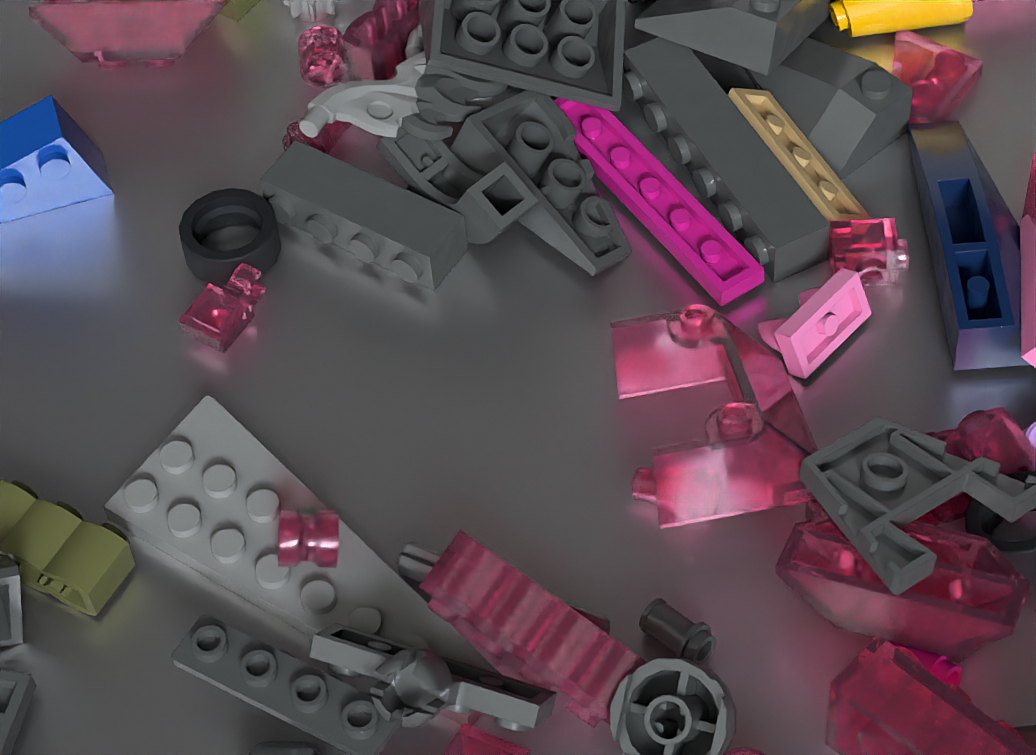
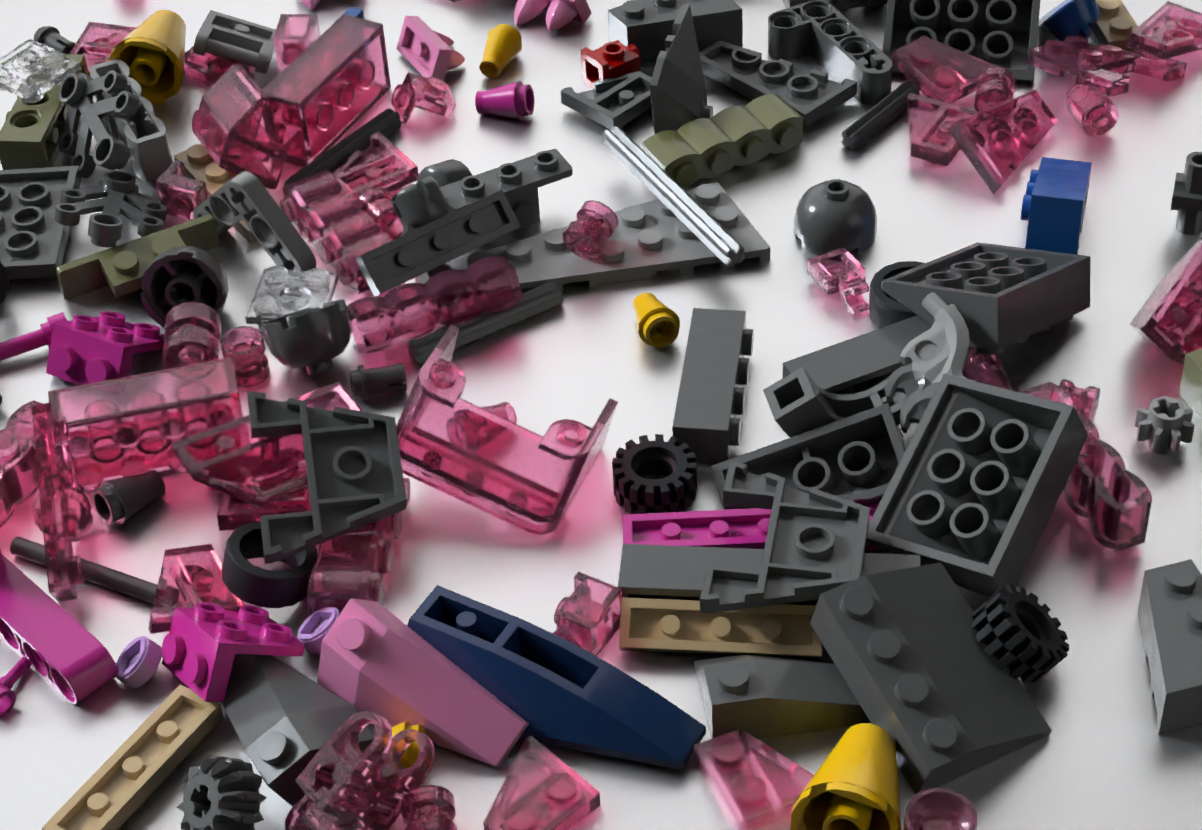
camera: 120 degrees right, 10 degrees down
(120, 362) = (835, 217): none -> dark grey cylinder
(177, 513) = (673, 196): none -> axle
(209, 140) = (999, 291): none -> dark grey slope
(401, 431) = (655, 321): none -> yellow cone
(478, 326) = (711, 383): none -> dark grey brick
(636, 284) = (654, 458): none -> black tyre
(690, 101) = (809, 546): none -> dark grey wing
(821, 323) = (545, 557): bright pink tile -> none

